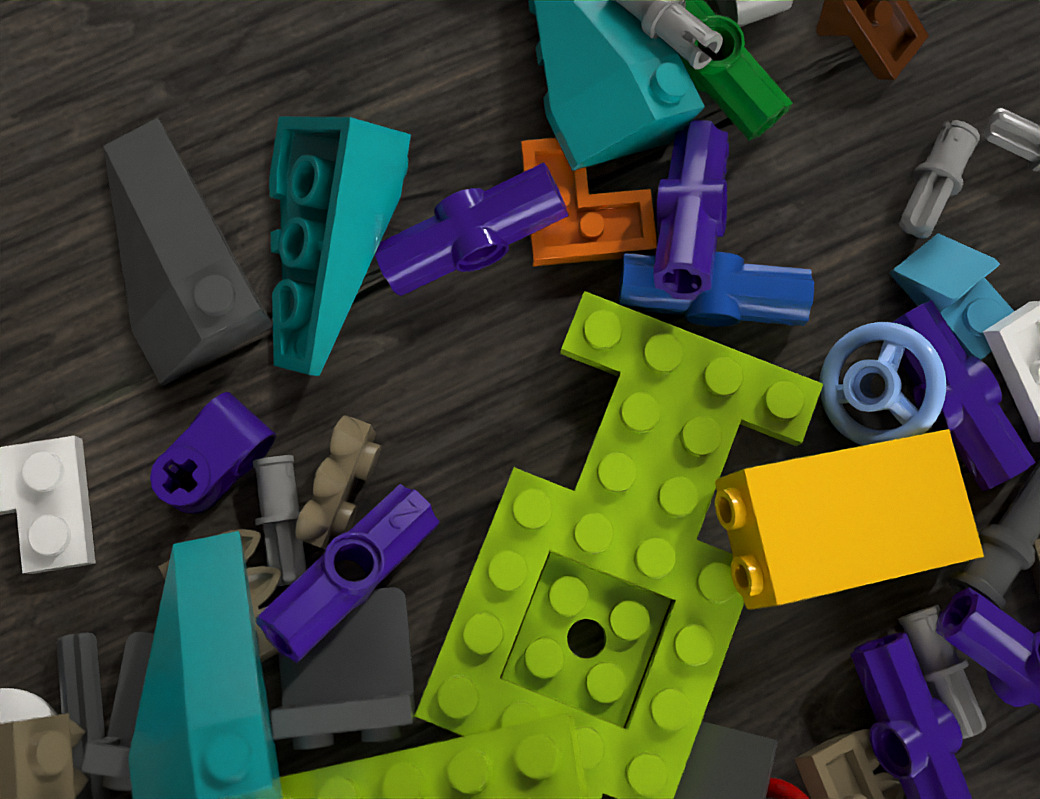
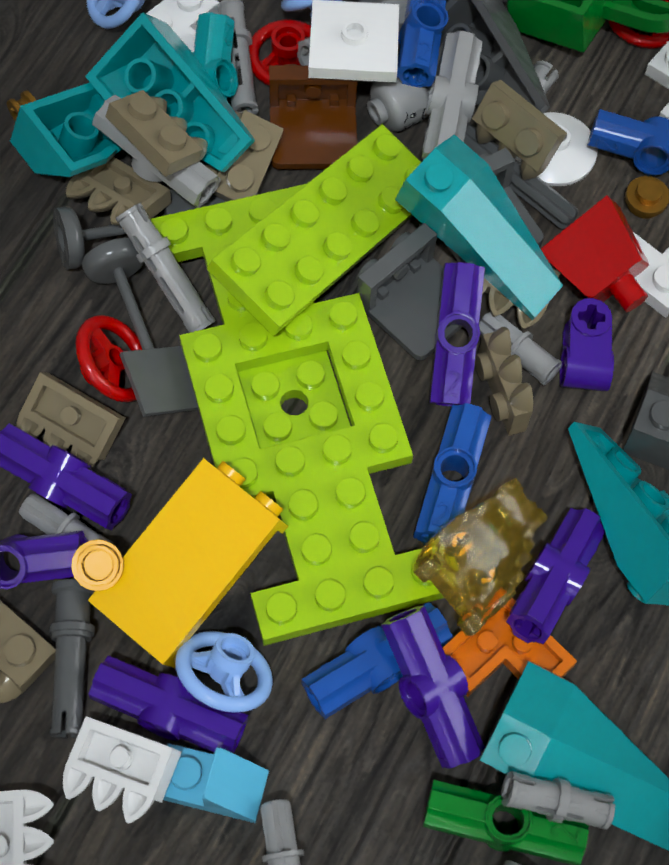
camera: 145 degrees right, 15 degrees down
(96, 547) = (601, 255): none -> red torso
(519, 396) = (458, 452): none -> blue piece
(541, 298) = (481, 555): none -> clear yellow animal
(962, 577) = (97, 565): none -> plate

